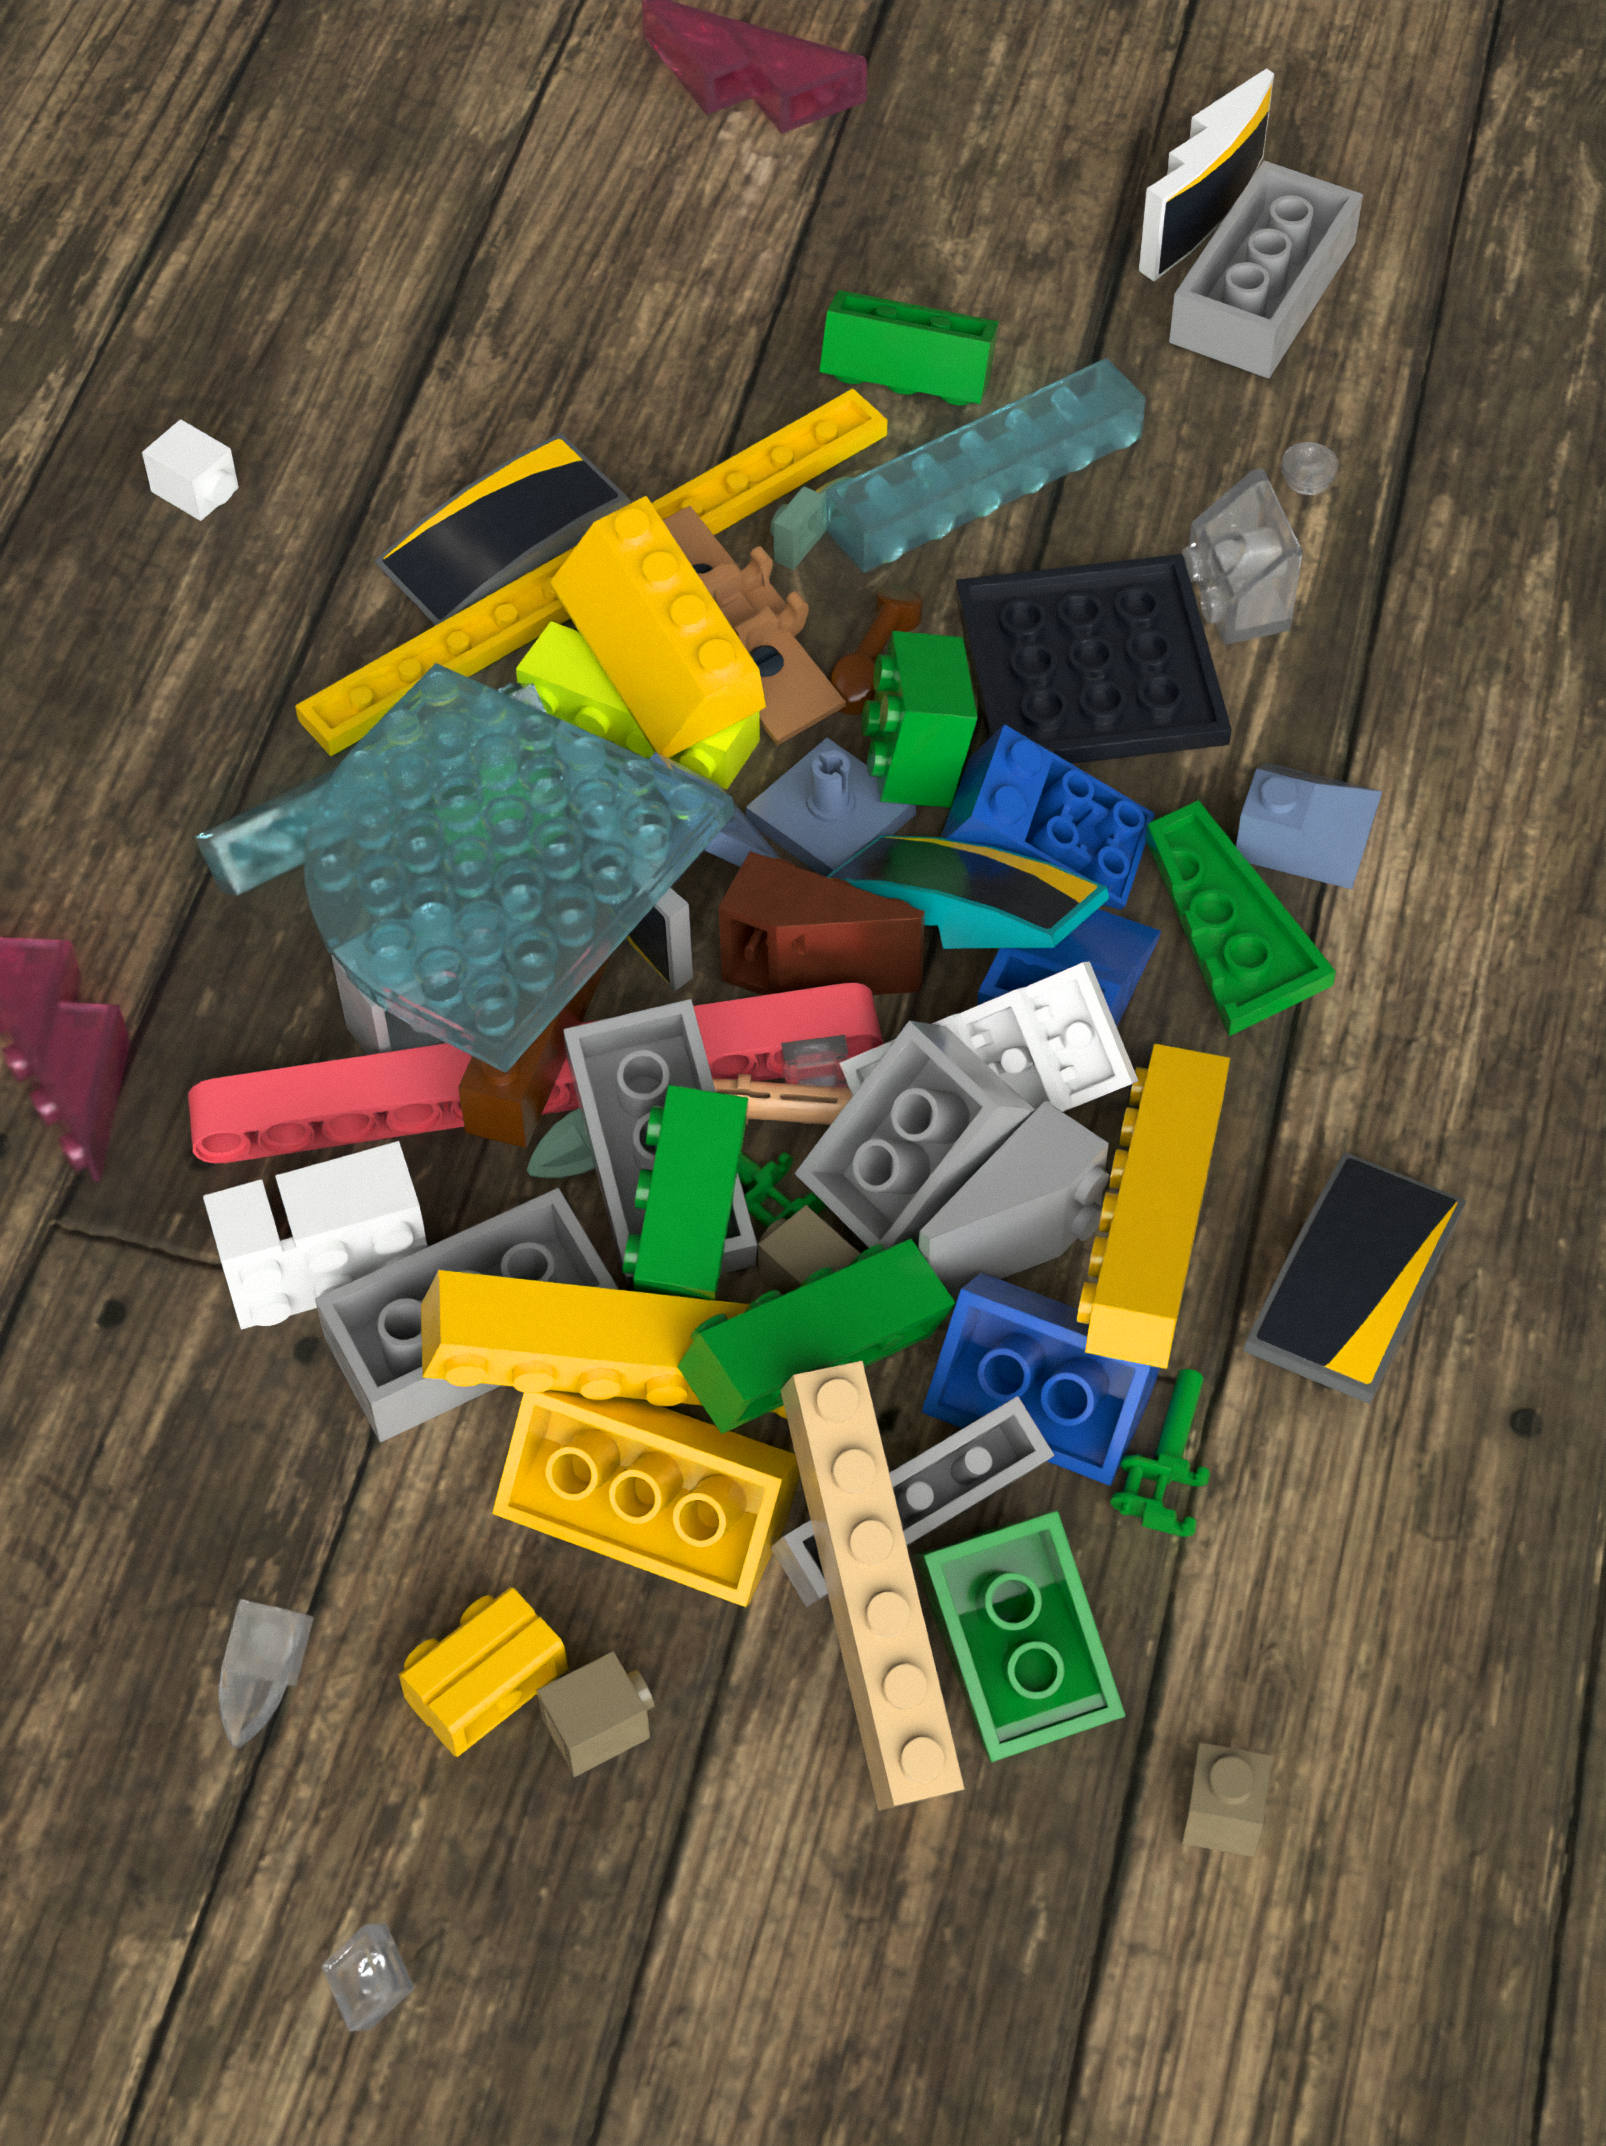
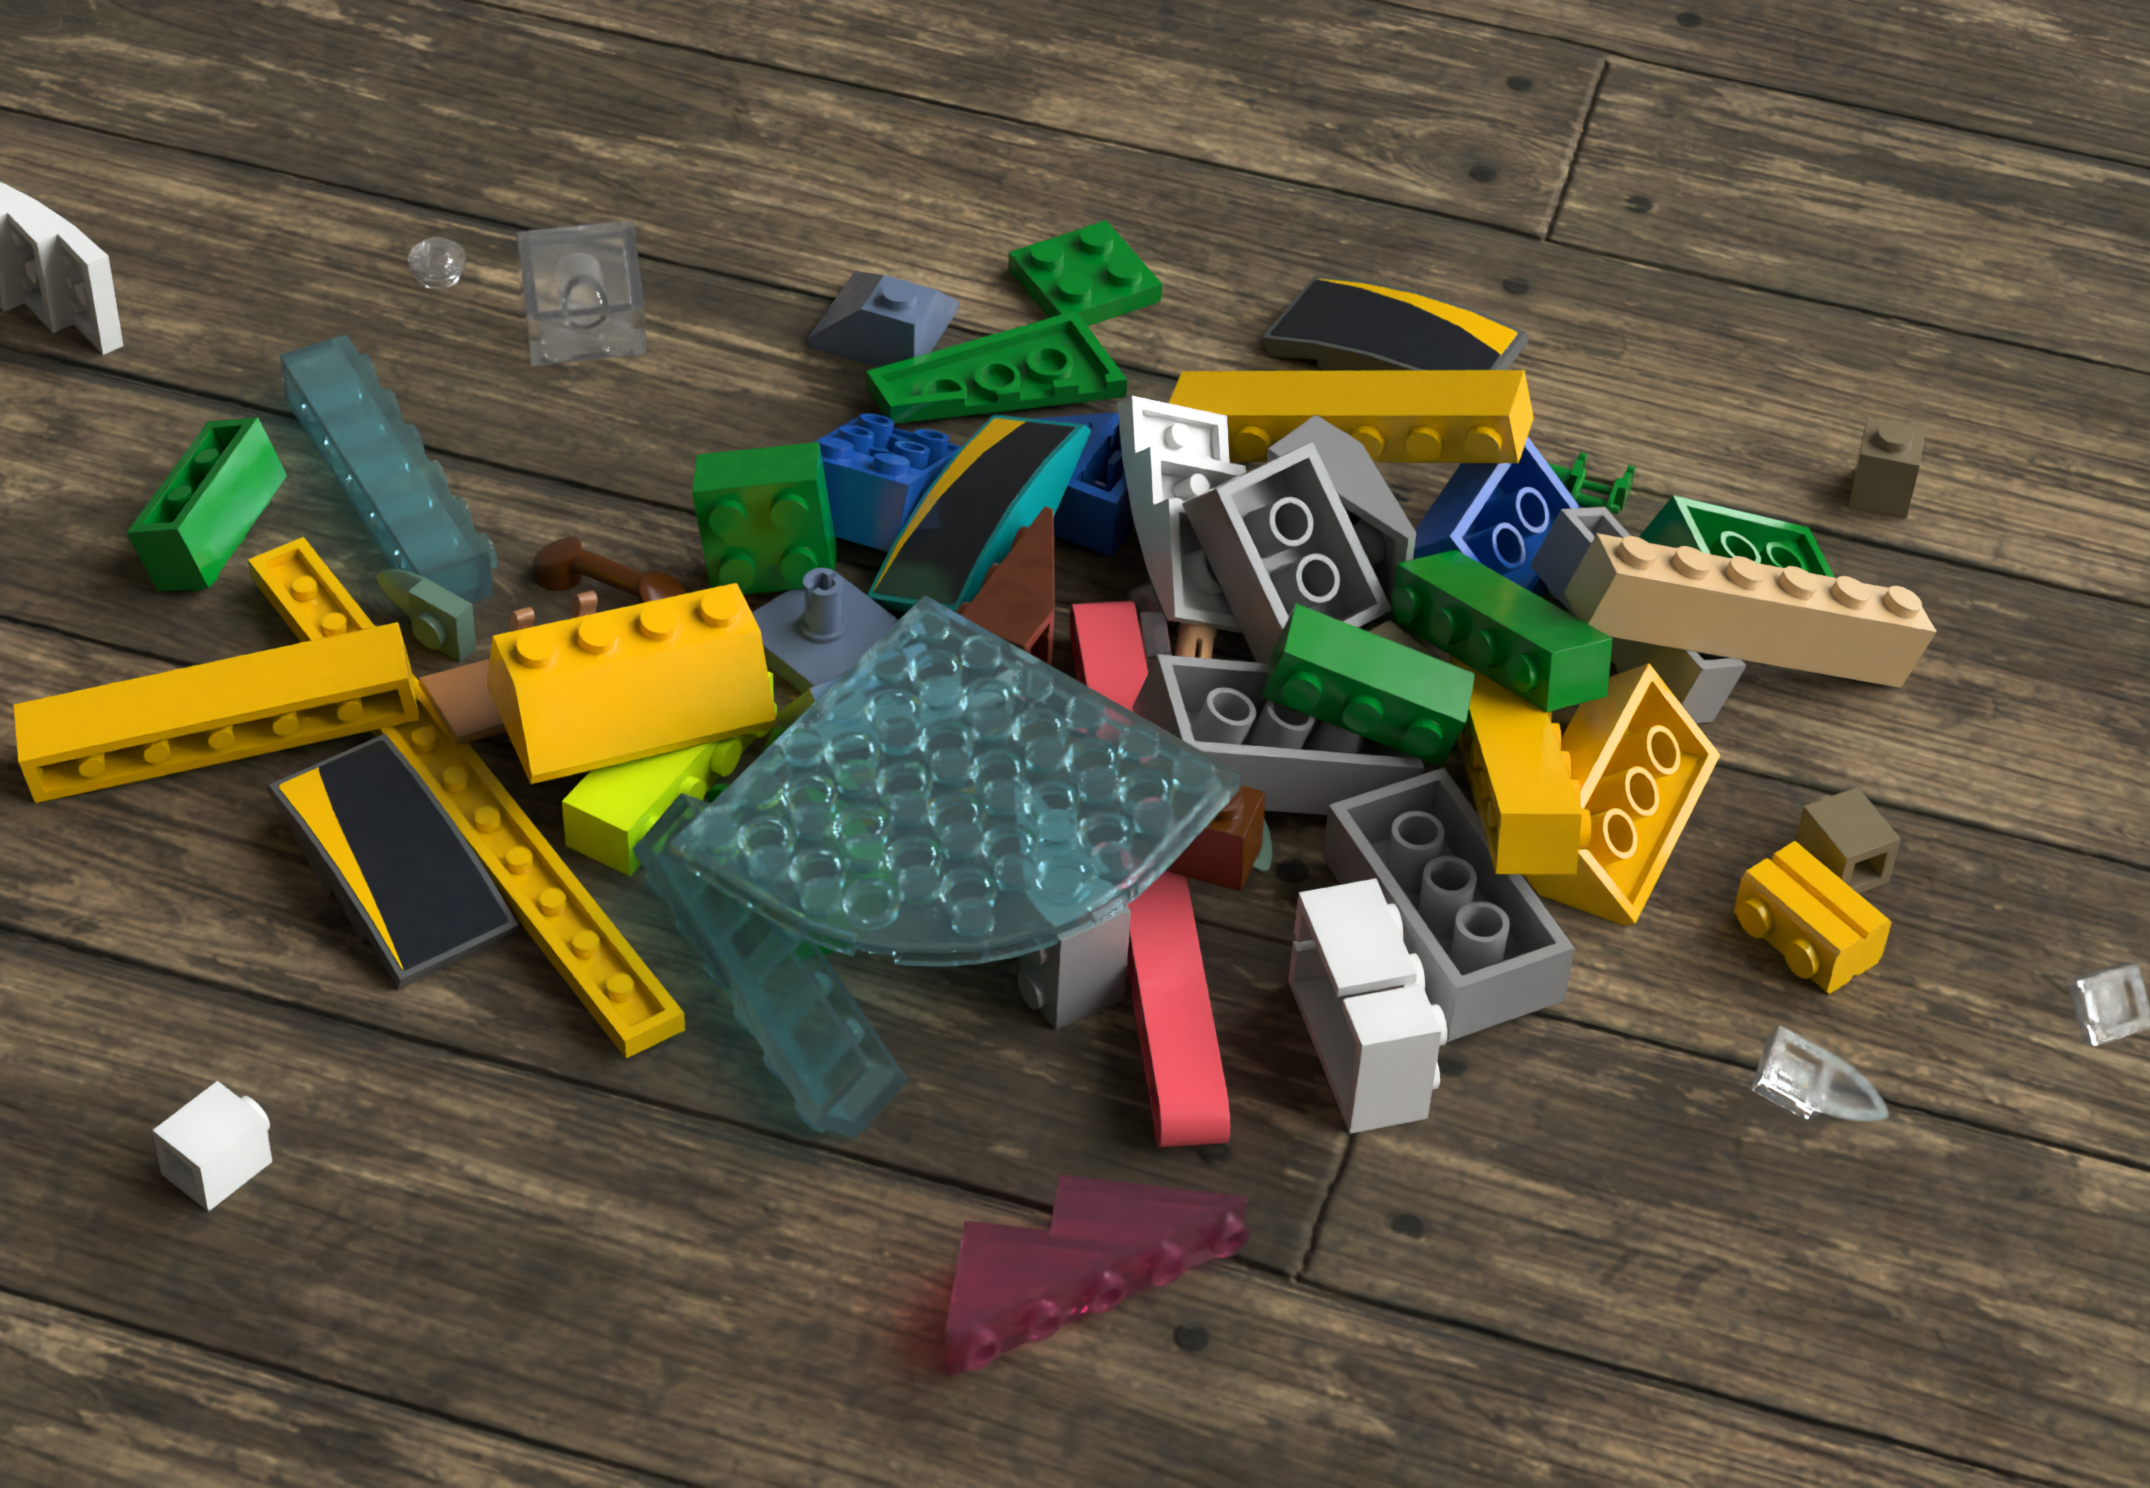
camera: 90 degrees left, 10 degrees down
(650, 392) = (215, 712): none -> yellow brick
(1094, 659) = (640, 413): black plate -> none
(1265, 269) = (181, 238): light grey brick -> none
(1421, 990) = (1086, 273): none -> green plate

